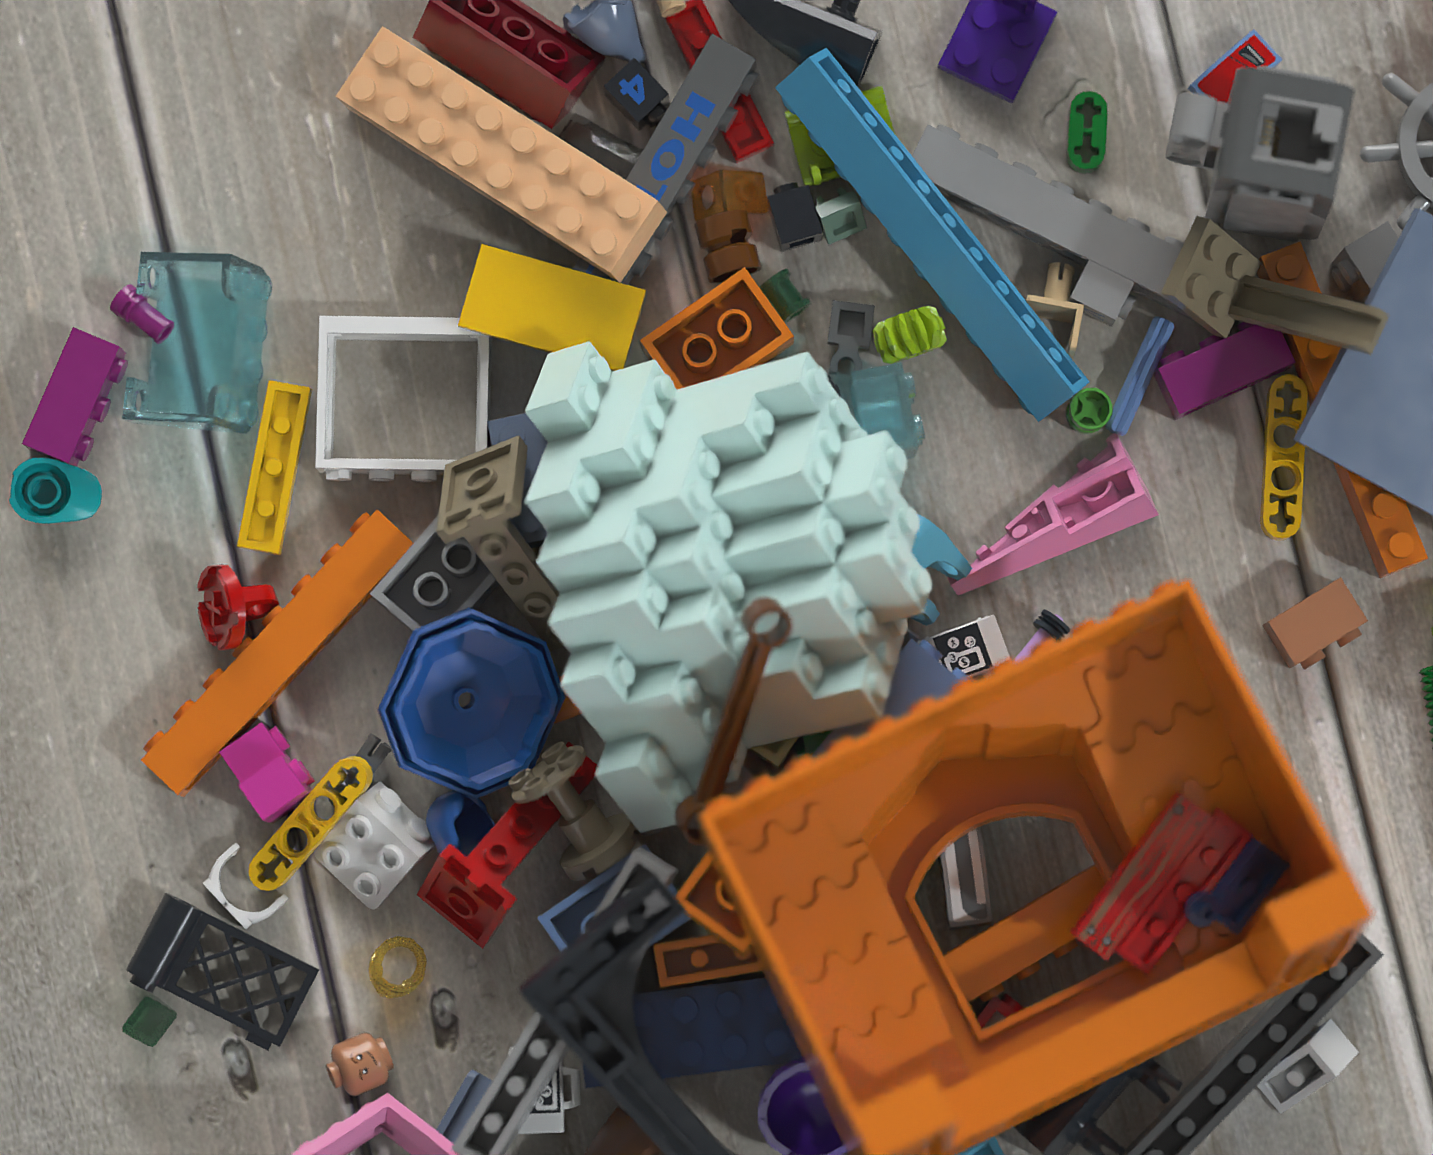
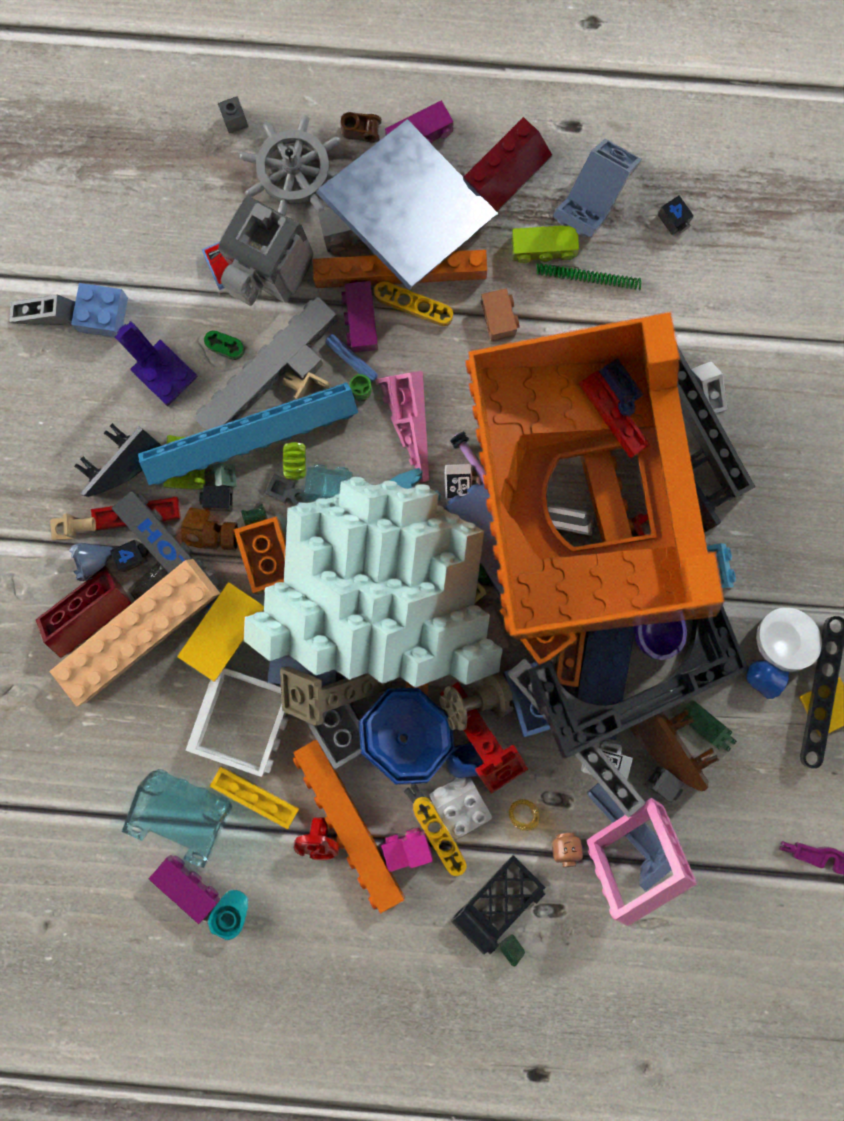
camera: 70 degrees left, 0 degrees up
(137, 310) = (150, 842): magenta pin -> none
(213, 884) = (455, 895): white cap -> none
(735, 711) = (459, 604): reddish brown piece -> none
(1141, 875) = (601, 430): red tile -> none
(1218, 285) = (322, 303): dark tan bracket -> none

